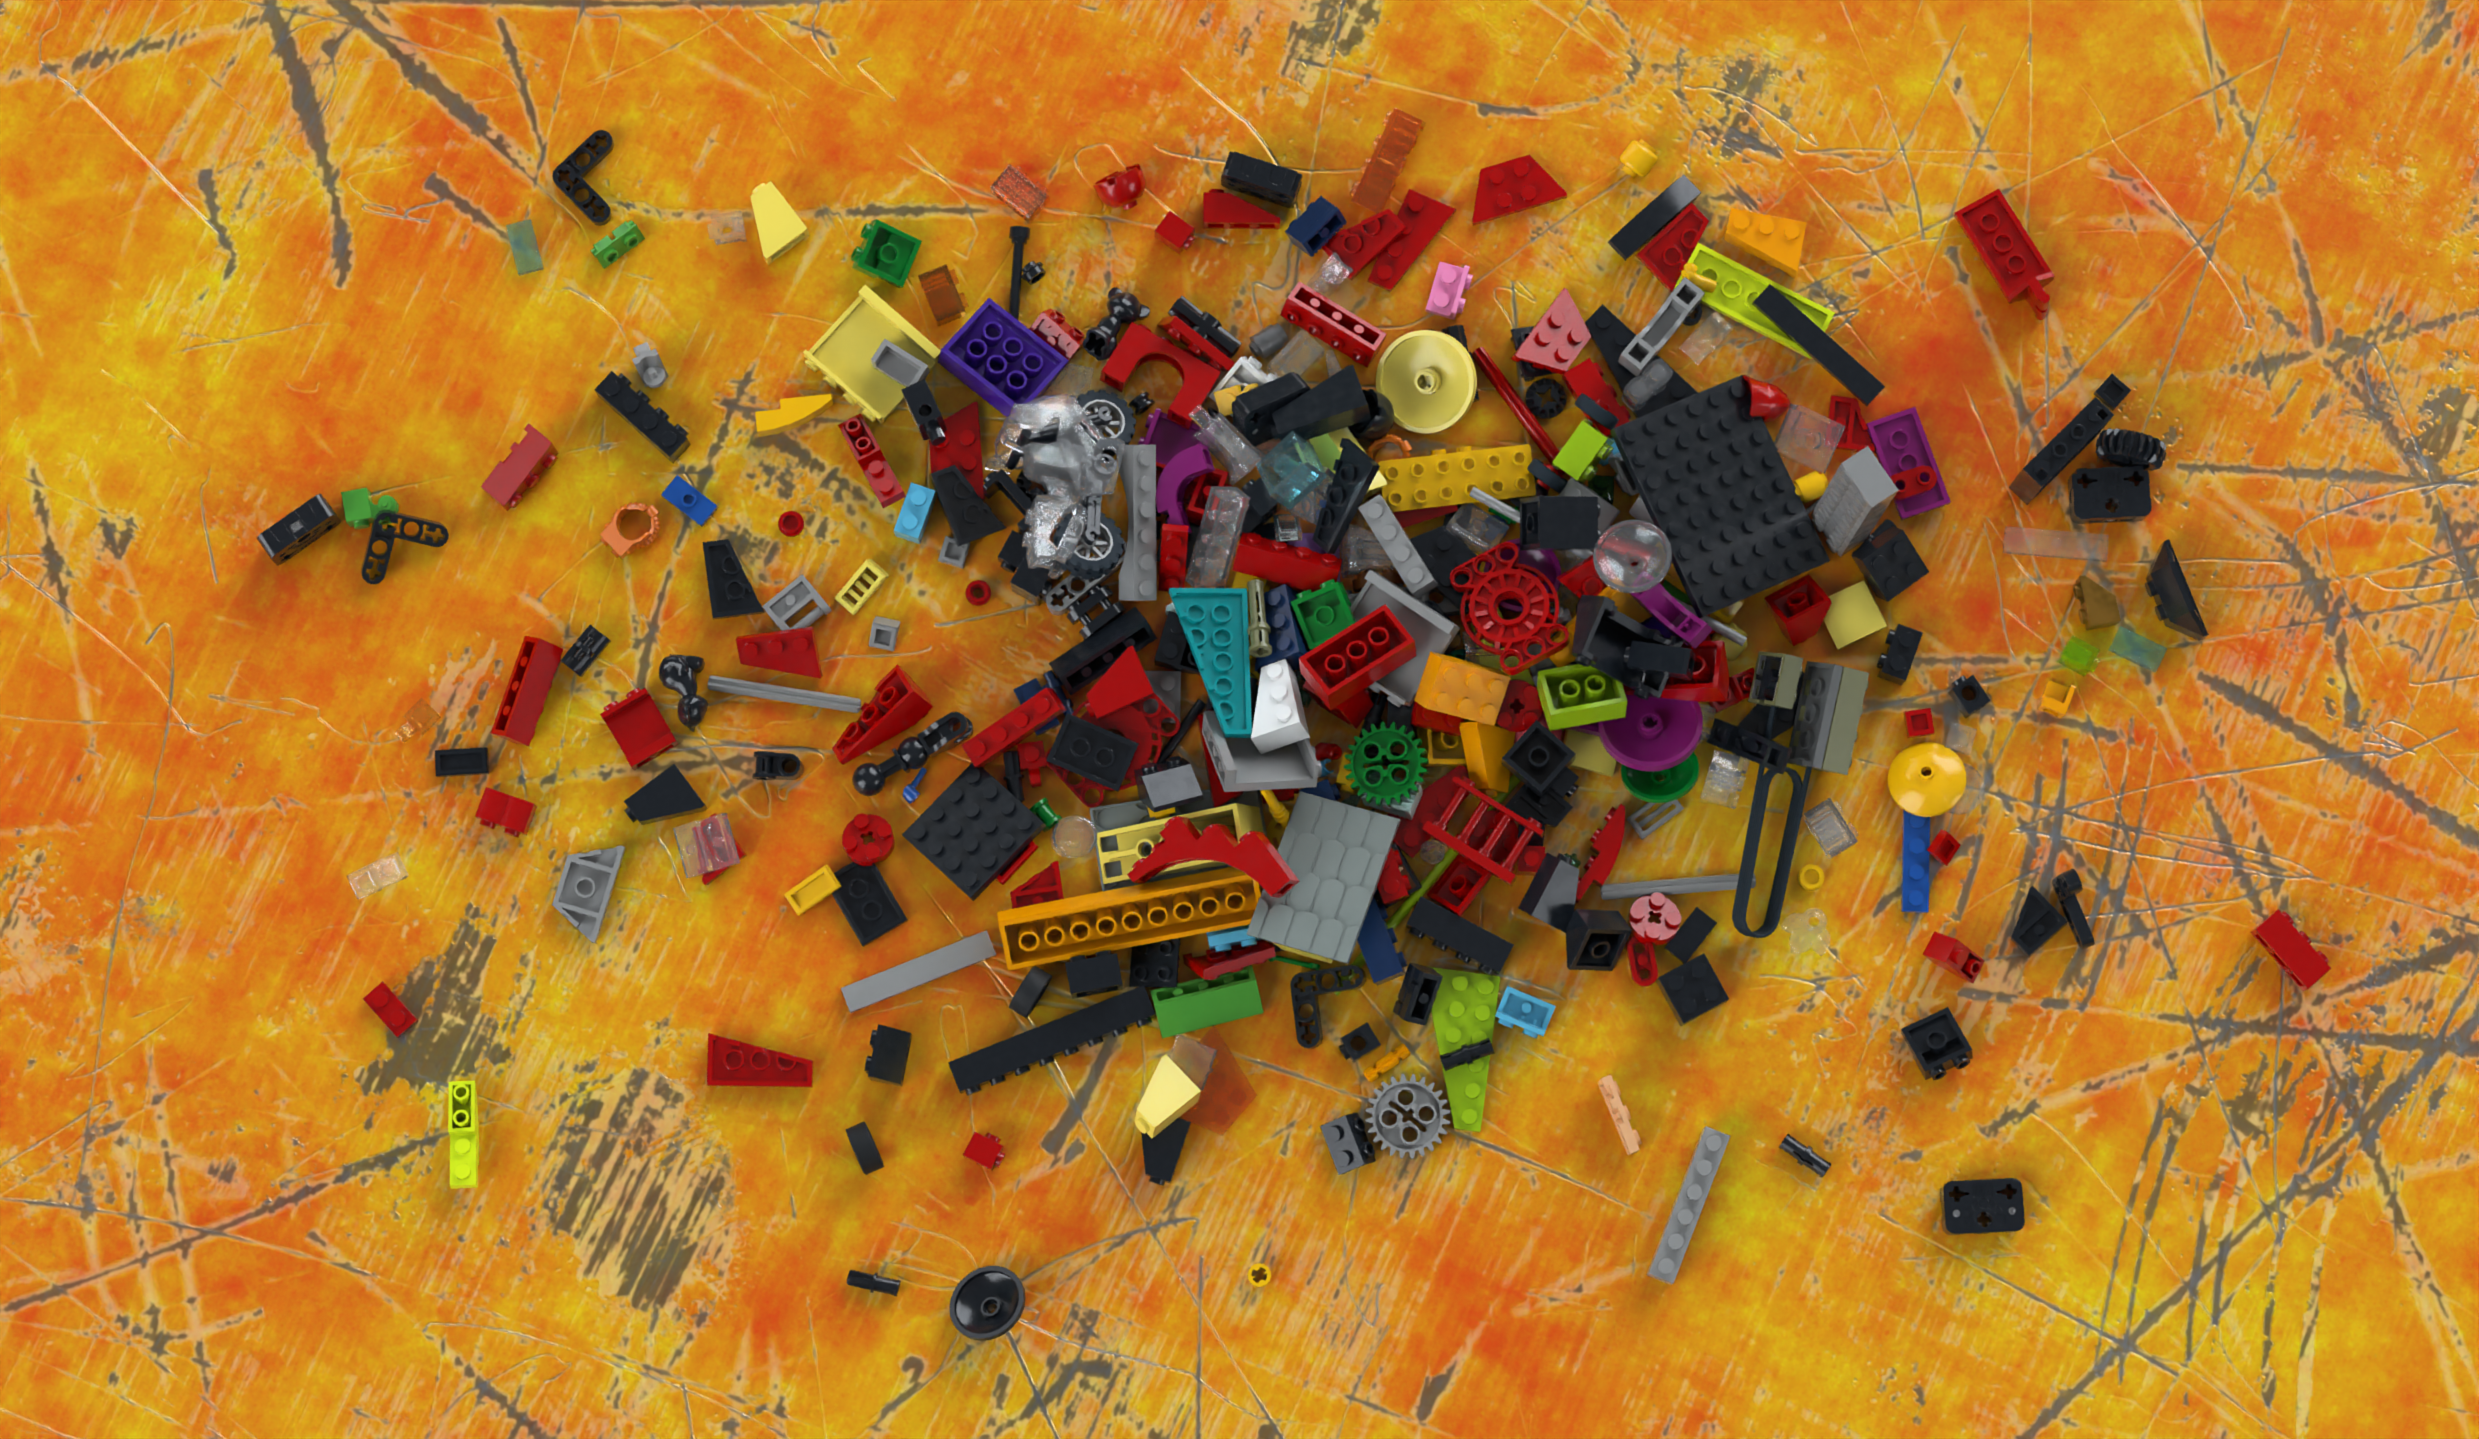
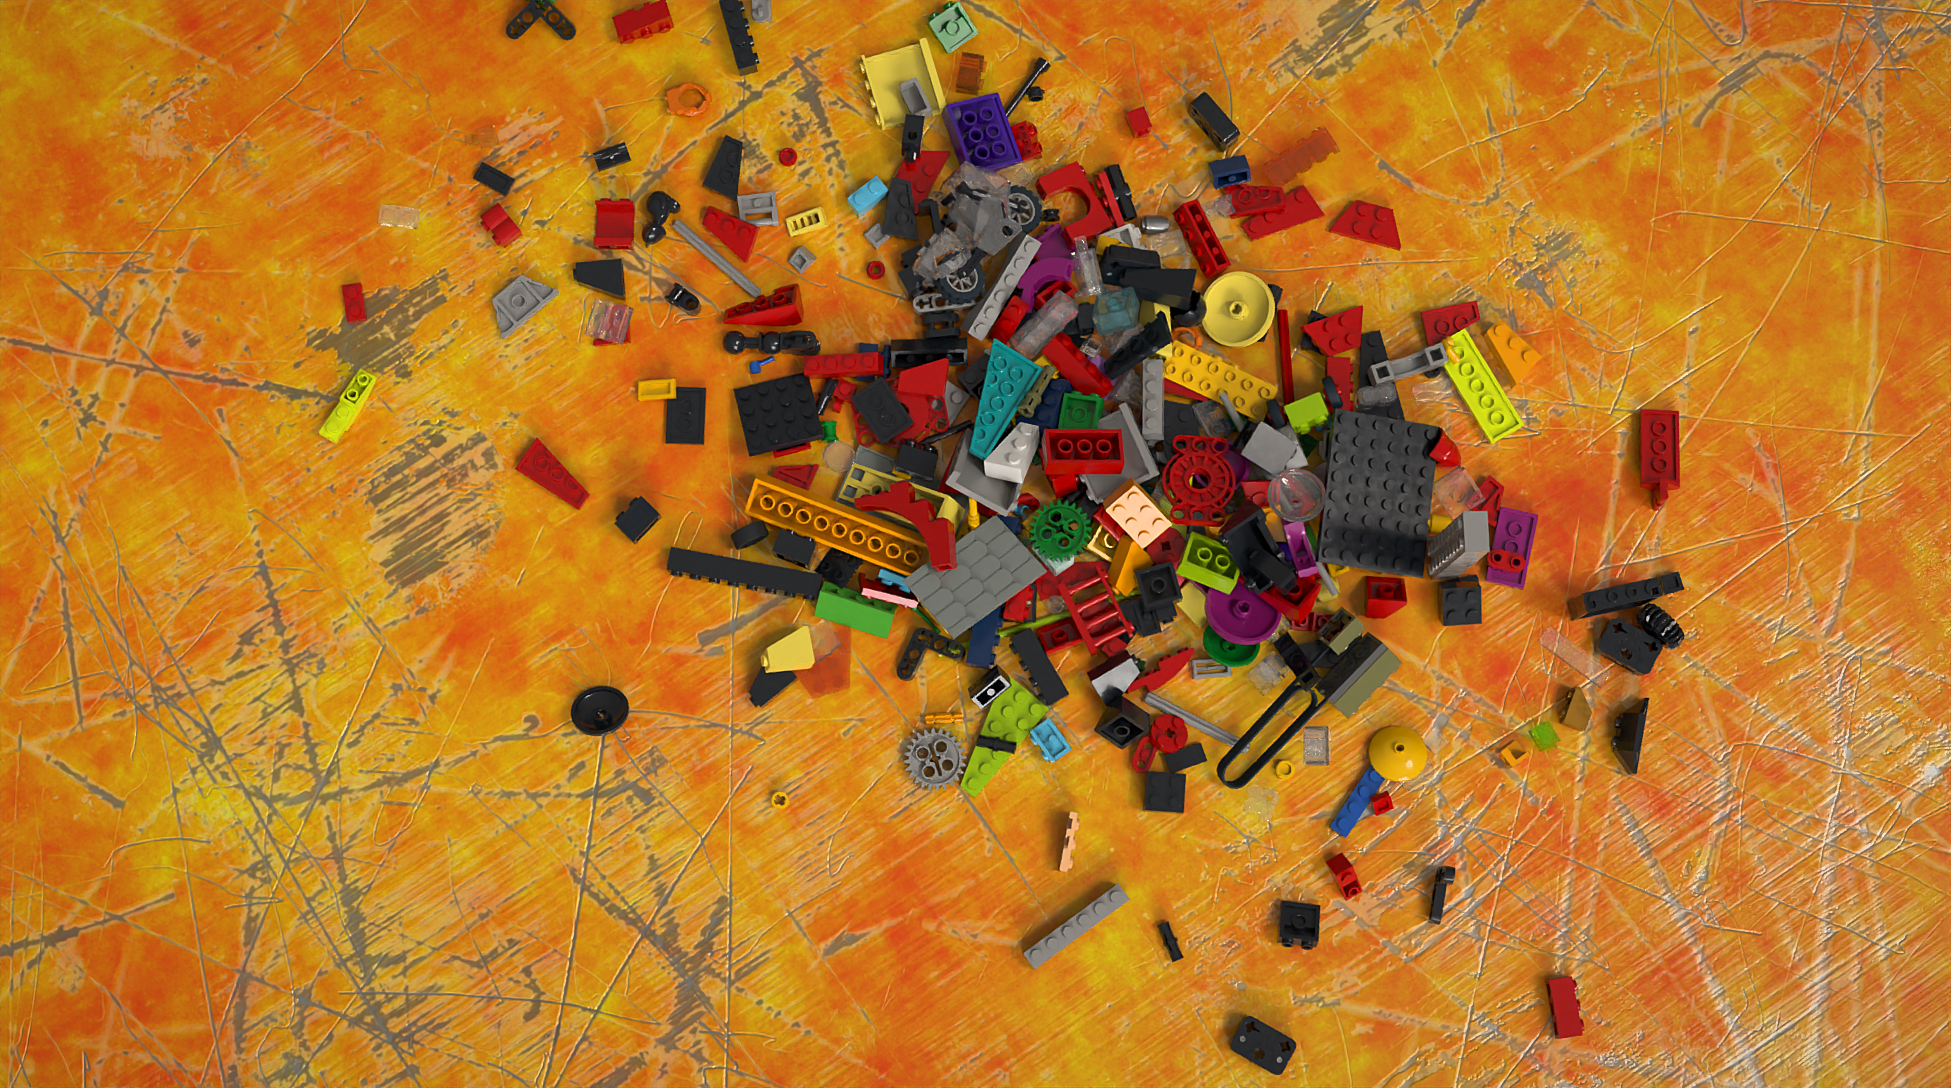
camera: 30 degrees right, 0 degrees up
(527, 691) = (560, 159): red brick -> none
(689, 501) = (734, 105): blue plate -> none
(792, 414) = (831, 90): yellow slope -> none
(864, 1148) = (586, 567): black tyre -> none
(866, 825) = (706, 370): red plate -> none
(871, 461) = (861, 148): red slope -> none
(873, 1282) = (539, 654): black axle -> none
(918, 971) = (690, 480): light grey tile -> none
(985, 1150) = (659, 616): red brick -> none
(1020, 193) = (1058, 41): clear orange brick -> none
(1121, 187) = (1123, 75): red cylinder -> none
(1122, 308) = (1076, 149): black animal -> none
(1231, 212) = (1181, 130): red slope -> none
(1348, 1143) = (888, 753): bracket -> none
(1364, 1032) = (940, 701): black brick -> none
(1448, 289) = (1287, 262): bright pink bracket -> none
(1550, 409) = (1306, 375): black gear -> none
(1638, 158) = (1460, 253): yellow head -> none
(1654, 217) = (1446, 295): black slope -> none
(1818, 345) = (1500, 438): black tile -> none
(1853, 615) = (1416, 621): light yellow slope -> none
(1900, 654) = (1430, 664): black brick -> none
(1919, 723) = (1415, 715): red plate -> none
(1965, 706) = (1452, 724): black brick -> none
(2036, 923) = (1410, 888): black wing -> none
(2137, 649) = (1585, 755): clear light blue tile -> none

